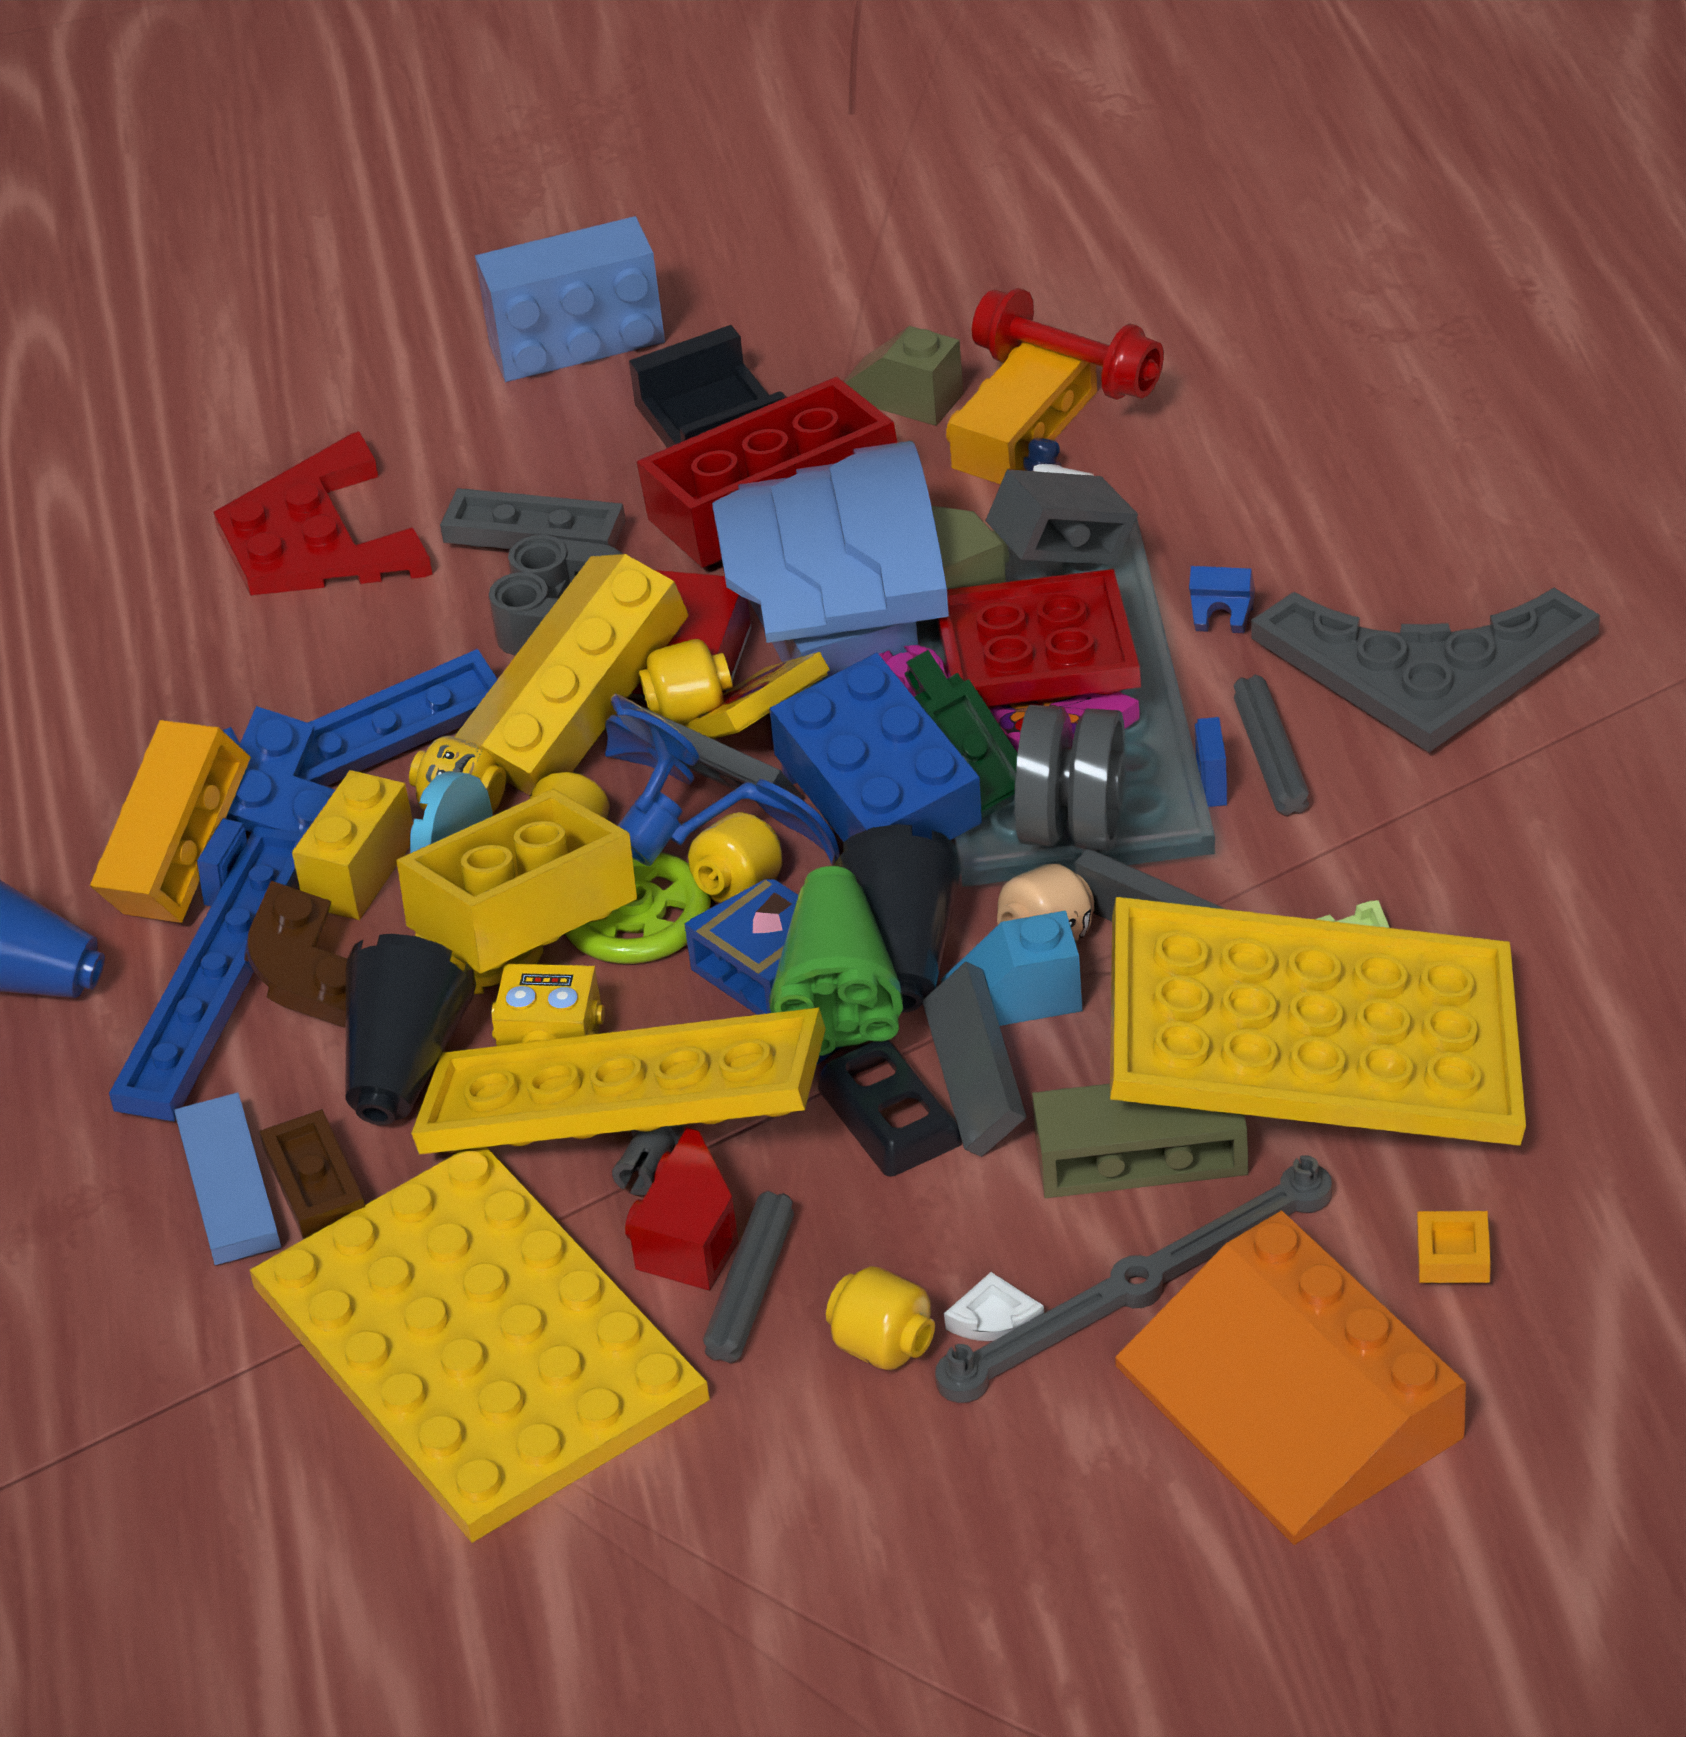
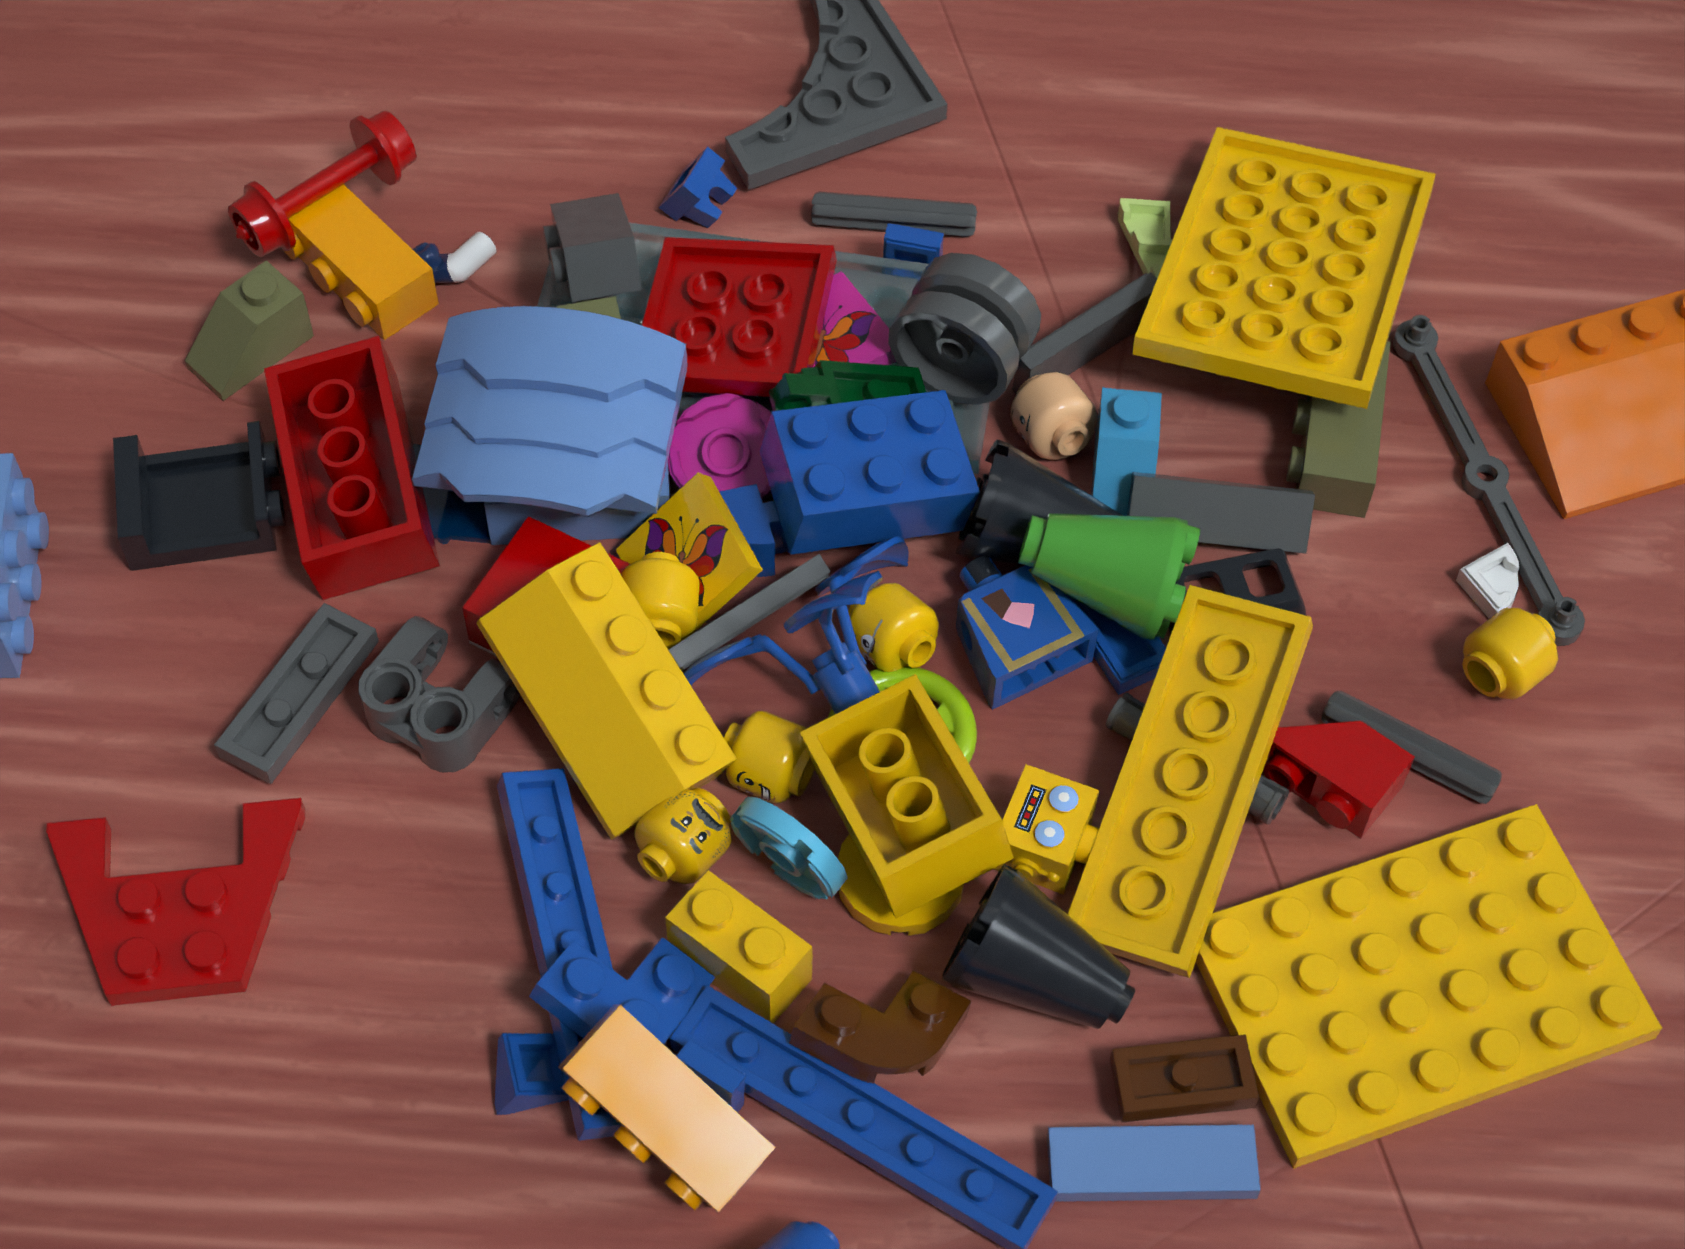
camera: 80 degrees left, 15 degrees up
(1453, 1247) = (1518, 265): light orange plate -> none

